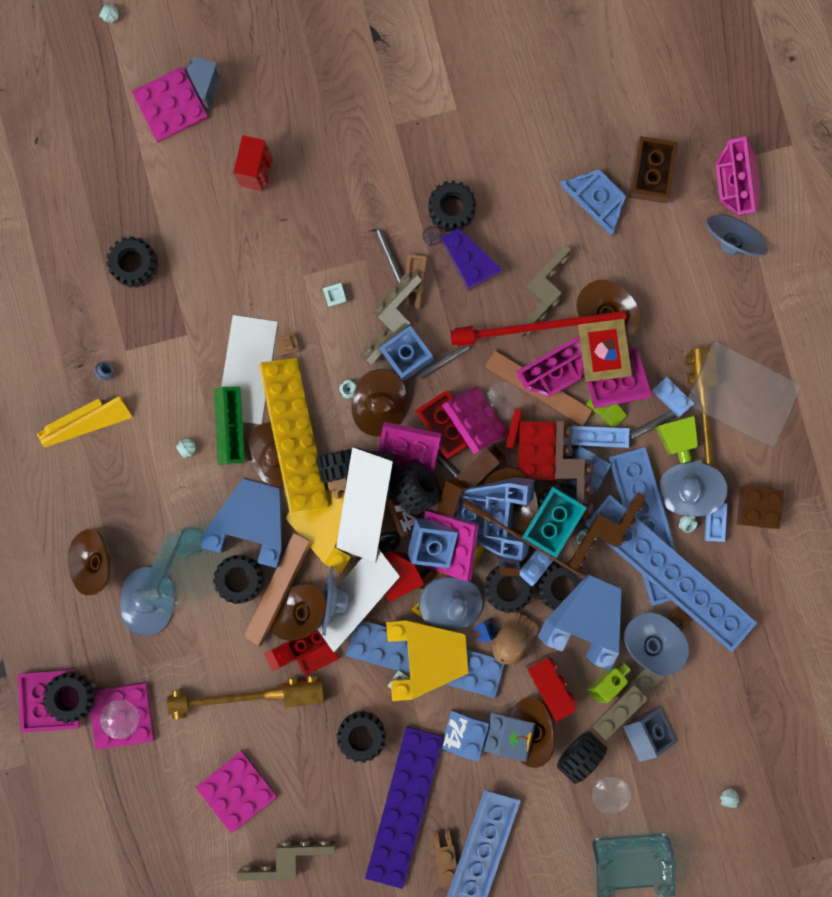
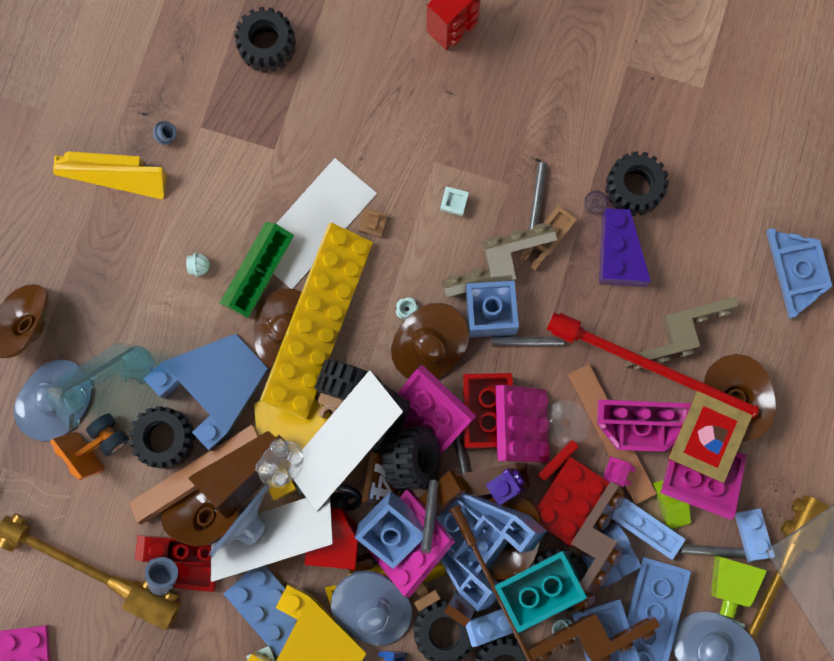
camera: 35 degrees right, 5 degrees down
(190, 625) = (80, 456): none -> orange plate
(298, 669) = (161, 575): none -> sand blue piece
(308, 568) = (234, 476): none -> reddish brown slope
(331, 546) = (280, 463): none -> clear dish
(452, 519) = (429, 516): none -> flat silver bar
(482, 573) = (426, 596): none -> medium nougat tile
(490, 467) = (506, 486): none -> dark purple bracket
(557, 411) = (617, 471): none -> dark pink tile

